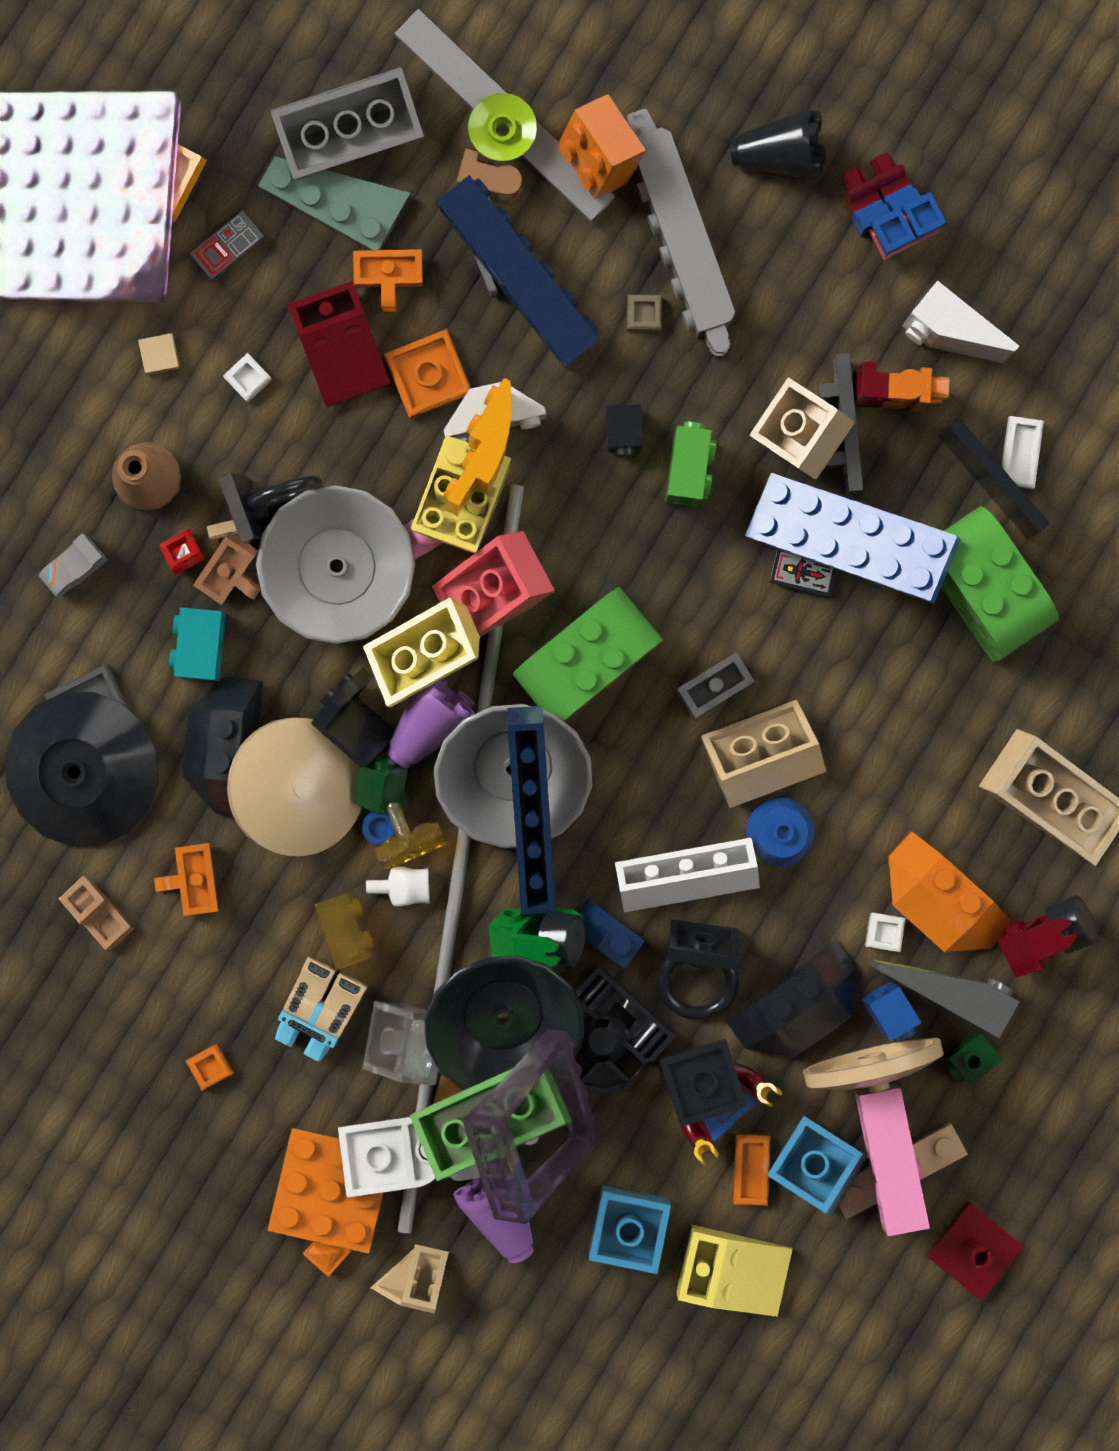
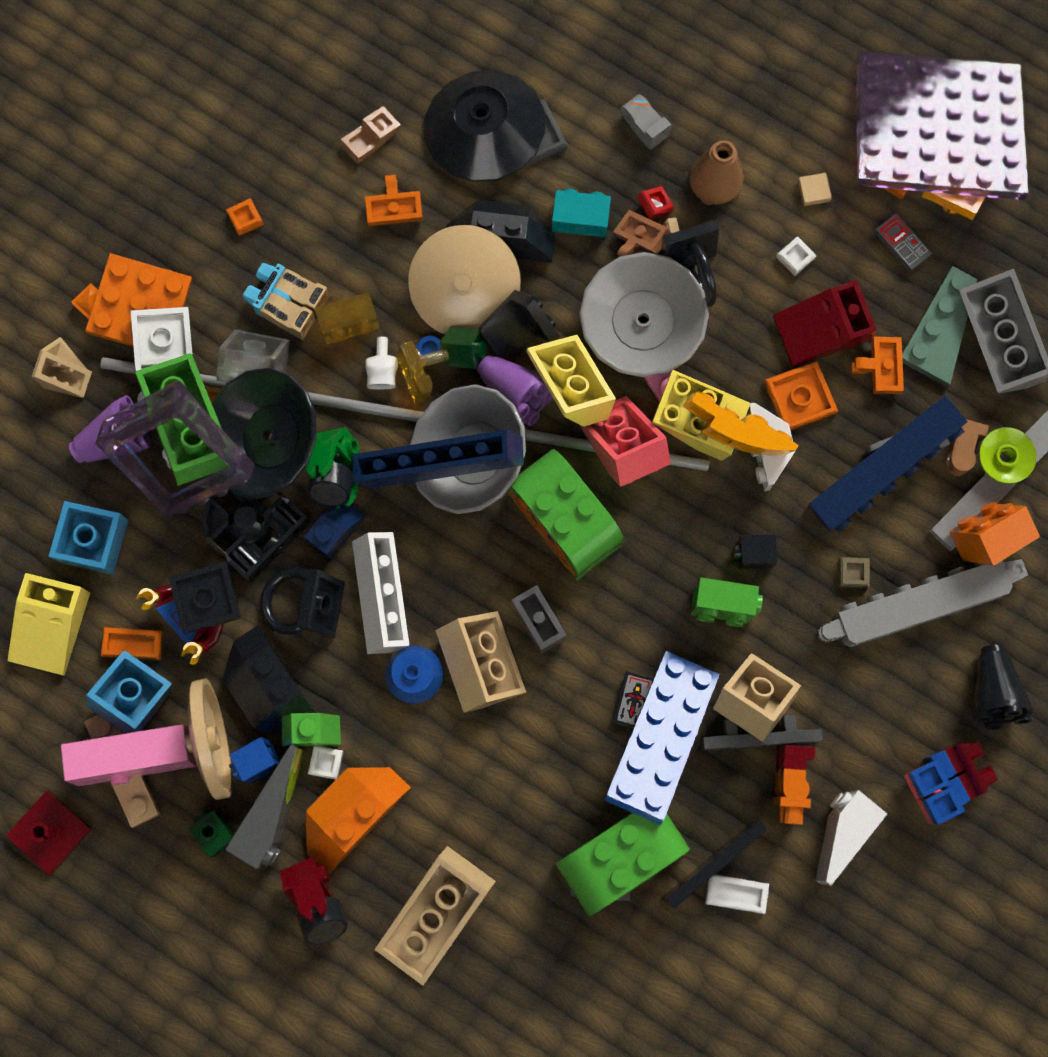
camera: 90 degrees right, 10 degrees down
(853, 950) = (310, 729): none -> bright green slope

